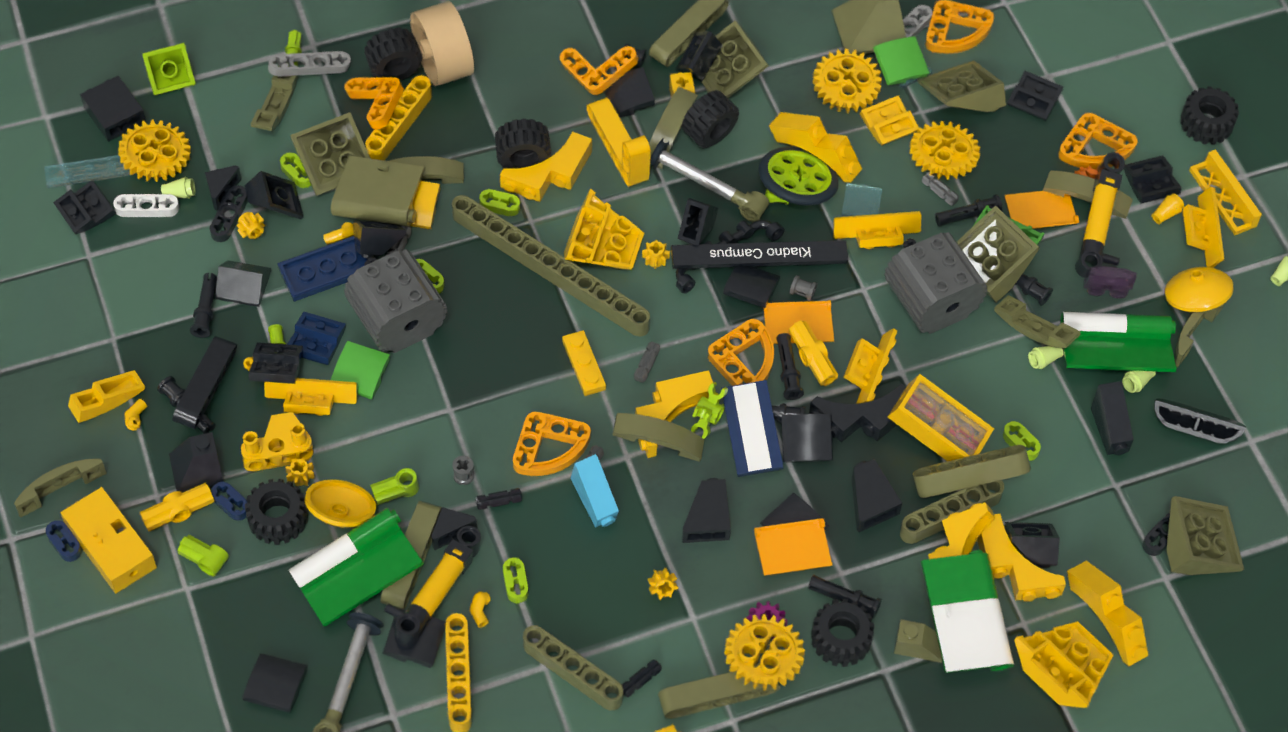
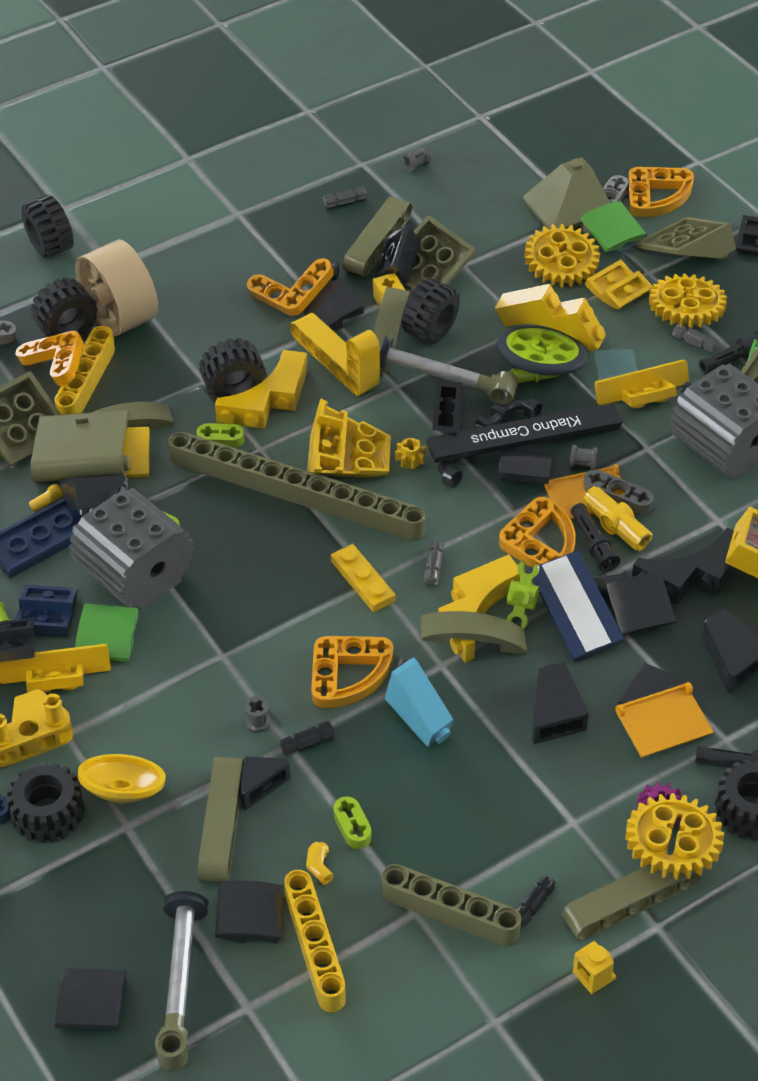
camera: 10 degrees left, 10 degrees down
(300, 472) = (63, 752): yellow gear -> none
(356, 566) = (157, 843): green door -> none
(394, 488) = (181, 748): lime piece -> none
(454, 562) = (275, 817): piece -> none
(662, 583) = (527, 789): yellow gear -> none
(825, 336) = (637, 493): none -> dark grey beam
(867, 365) = (682, 517): yellow bracket -> none

